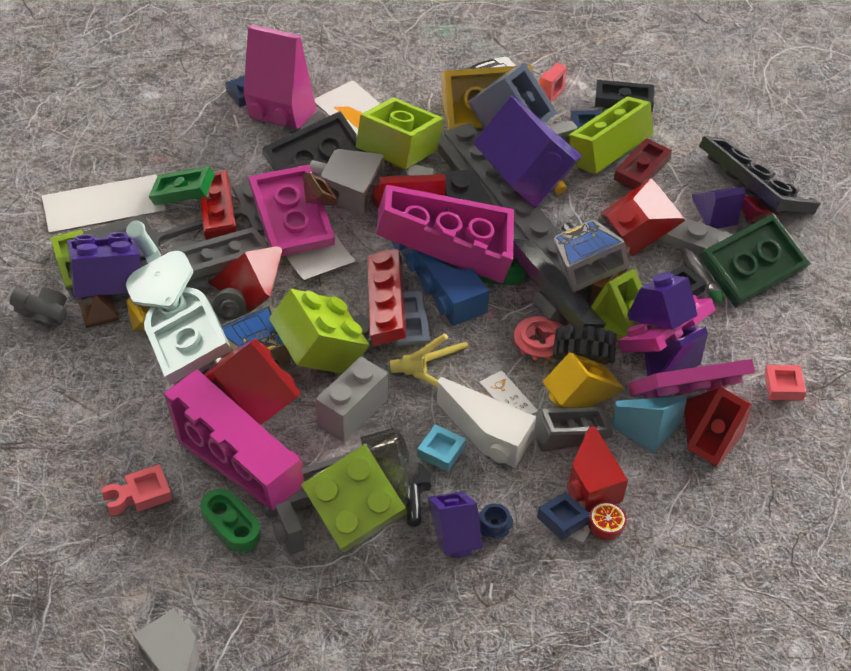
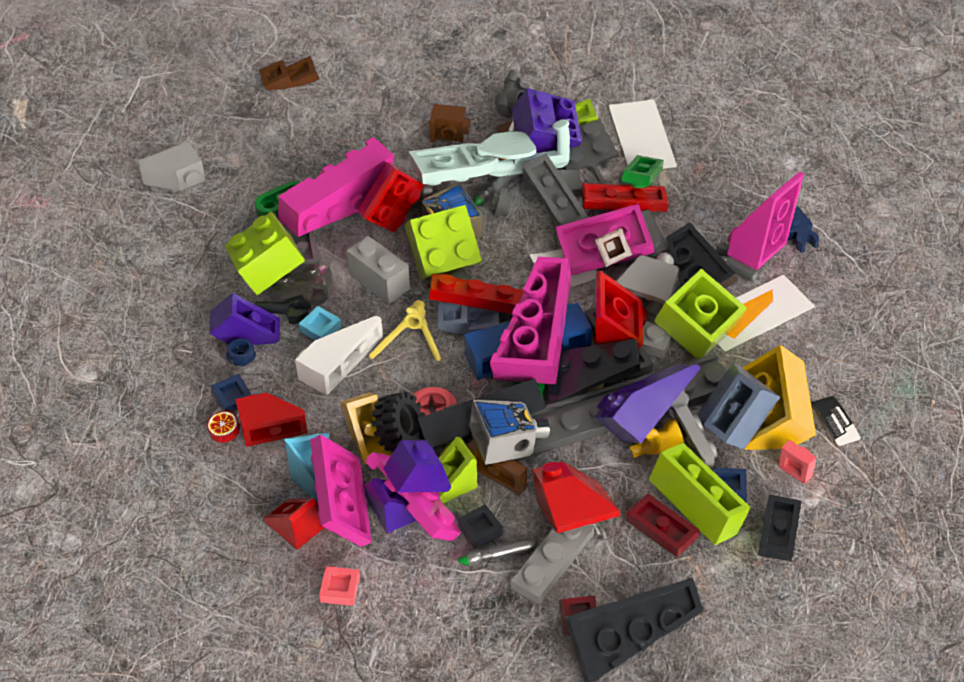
camera: 100 degrees right, 0 degrees up
(88, 363) = (448, 123): none -> reddish brown brick
(142, 488) = (319, 153): coral plate -> none
(251, 275) = (528, 214): red slope -> none
(505, 391) = (376, 382): white sticker -> none
(552, 436) = (326, 395): dark grey slope -> none
(720, 207) = (595, 577): dark purple slope -> none
(754, 260) = (505, 595): dark green tile -> none

